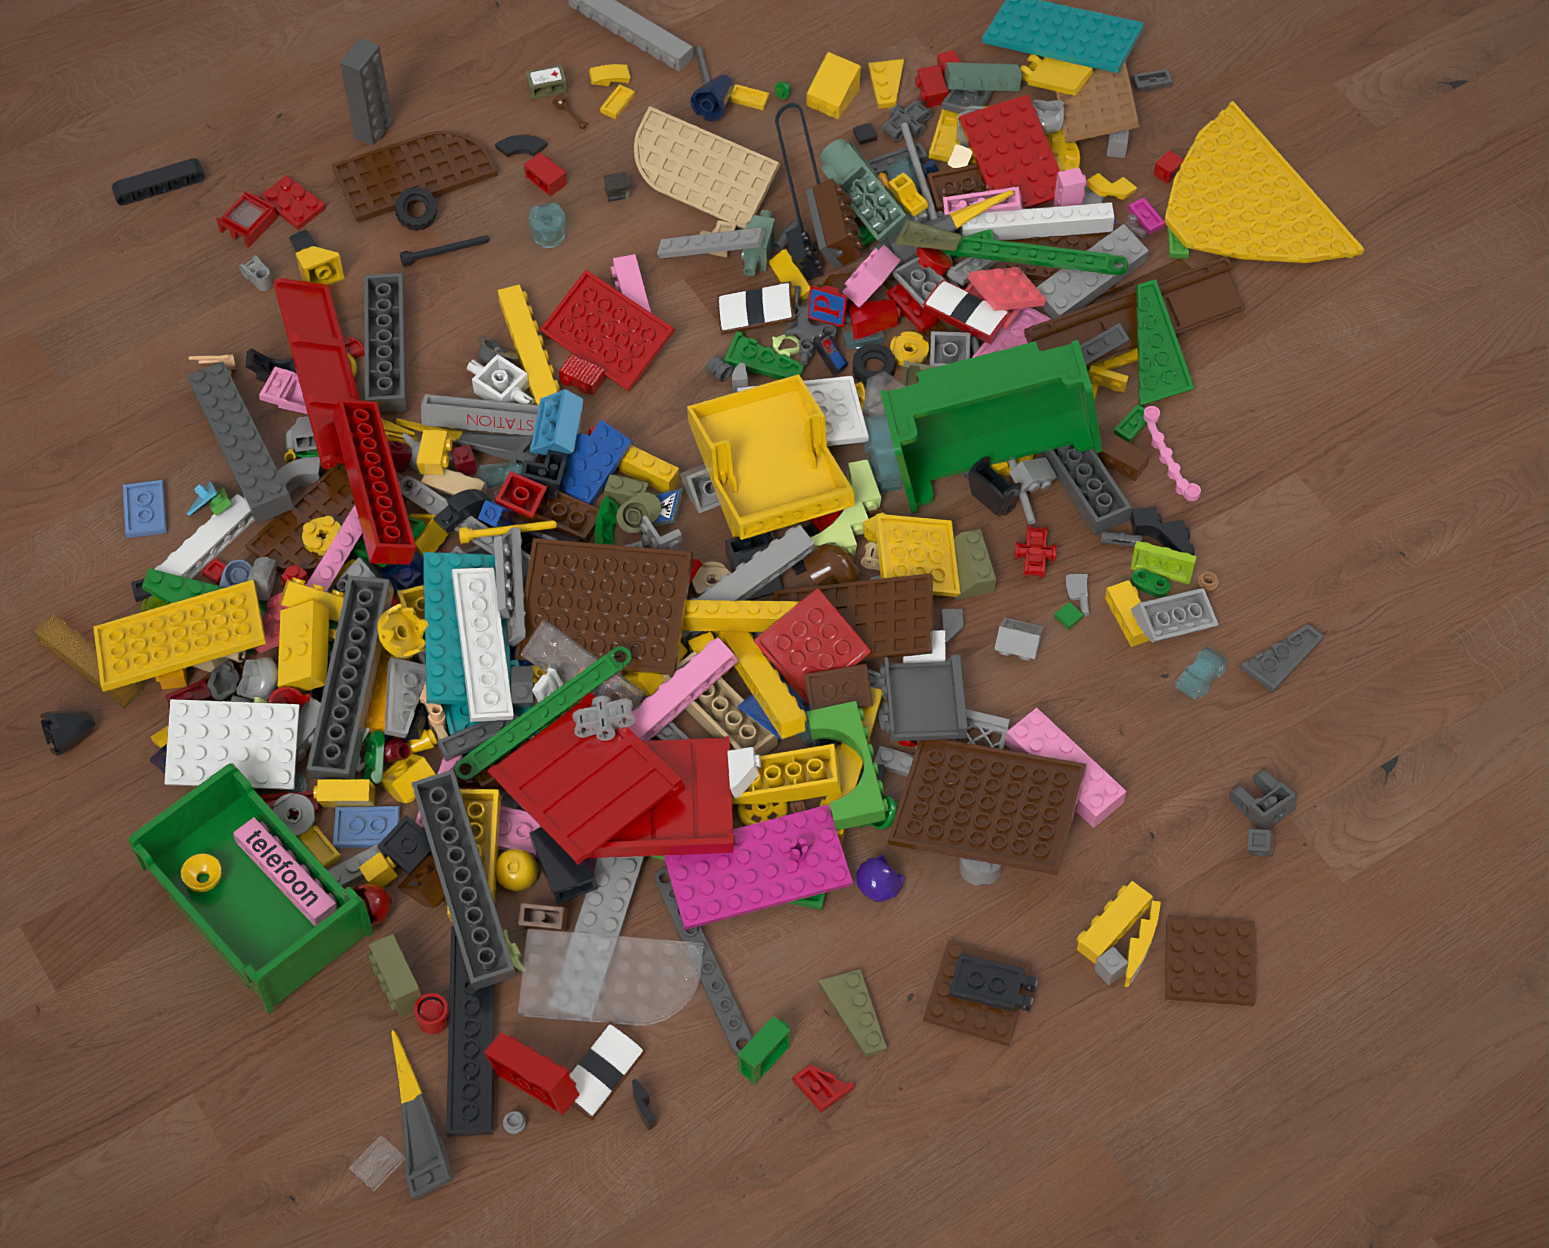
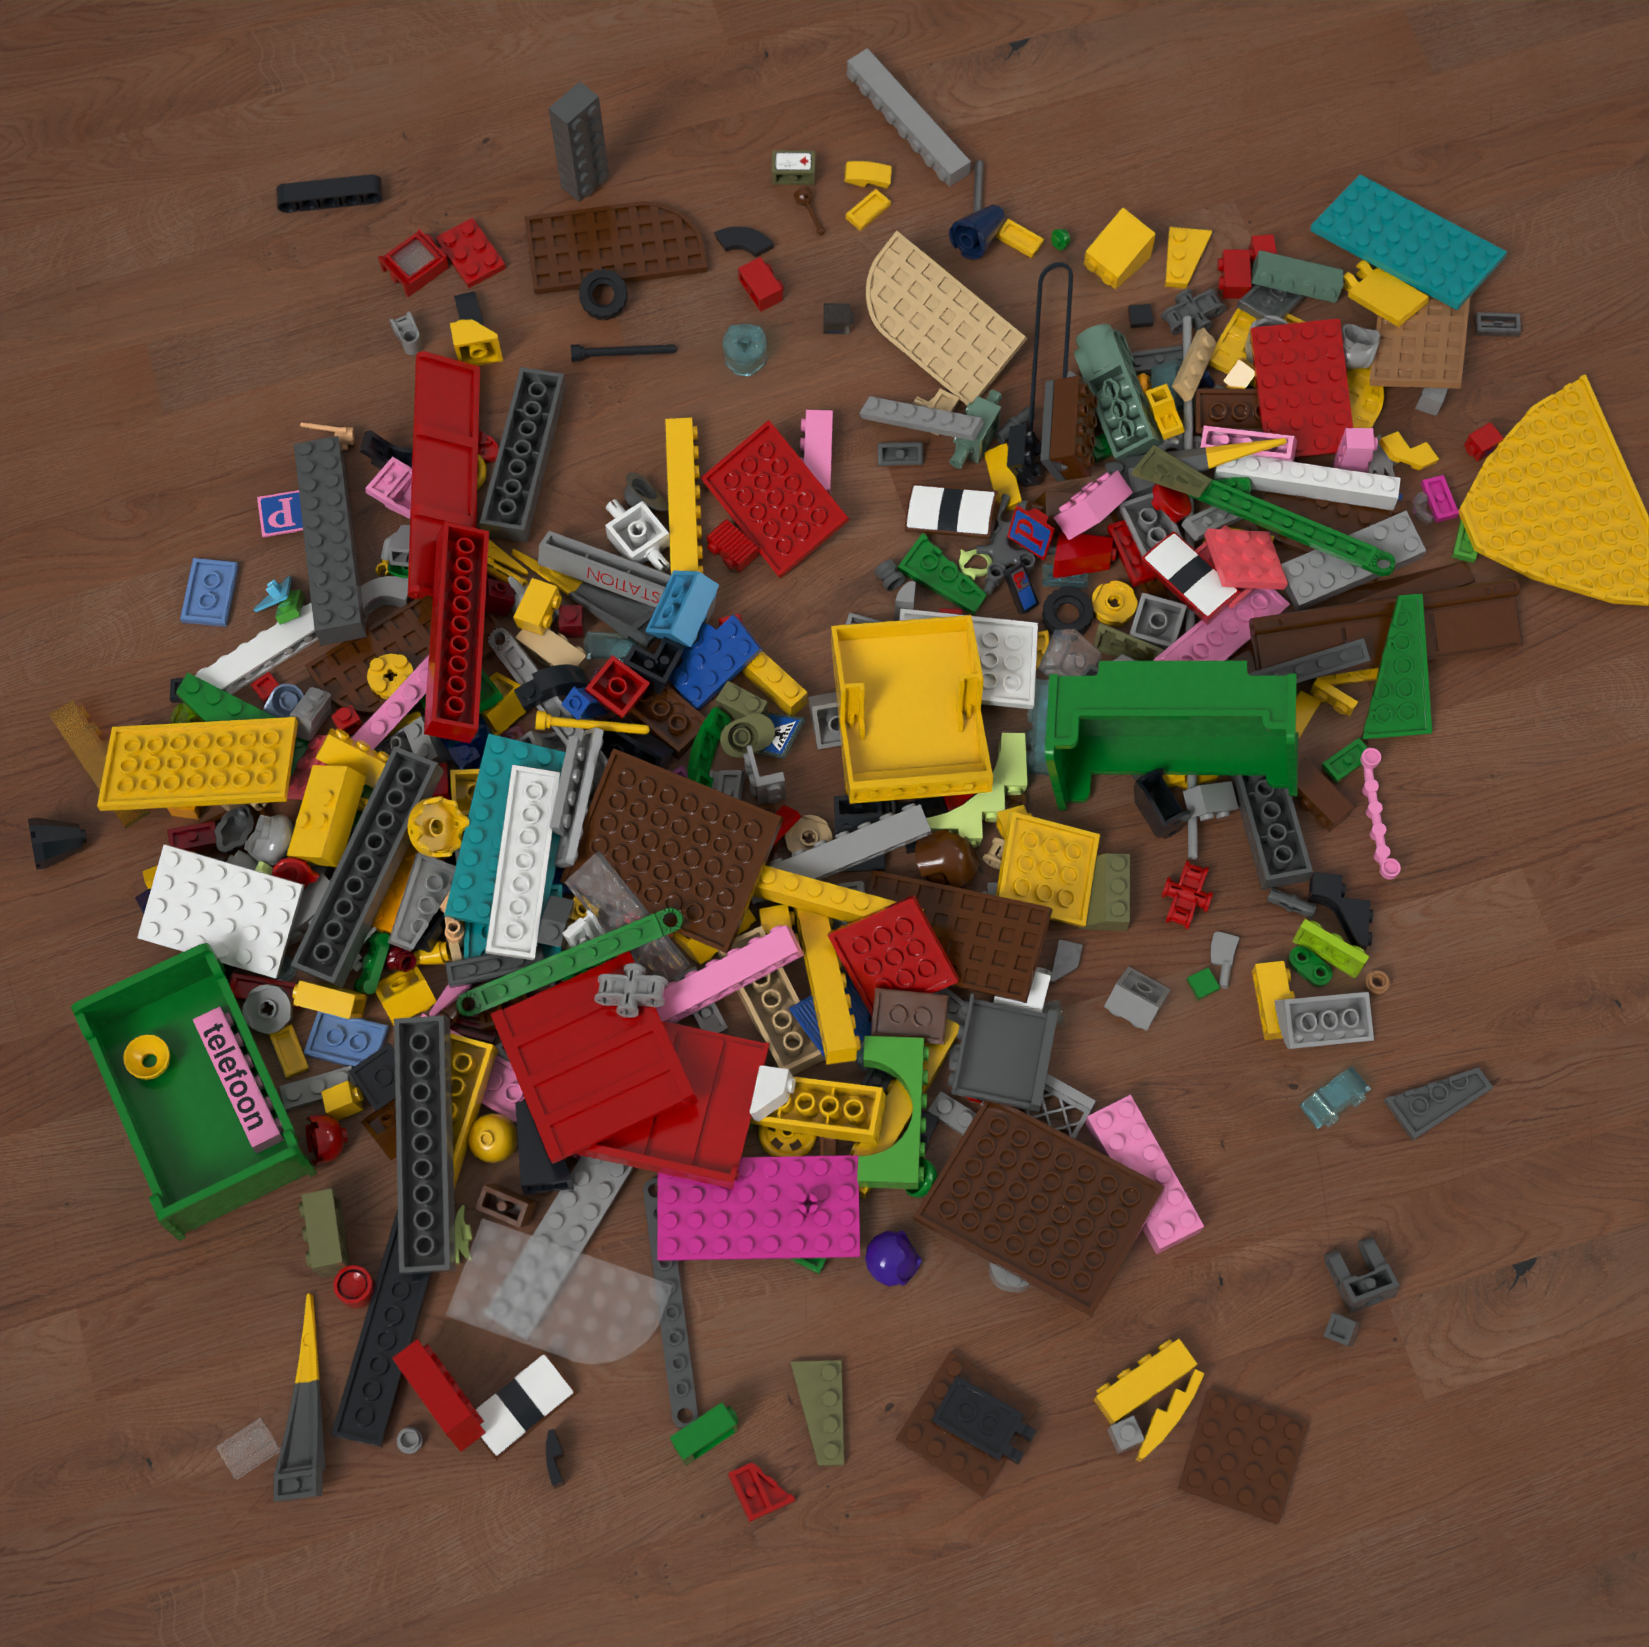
camera: 15 degrees right, 10 degrees up
(190, 433) = (280, 513): none -> blue piece
(699, 276) = (900, 453): none -> dark grey slope
(920, 156) = (1194, 364): none -> tan plate

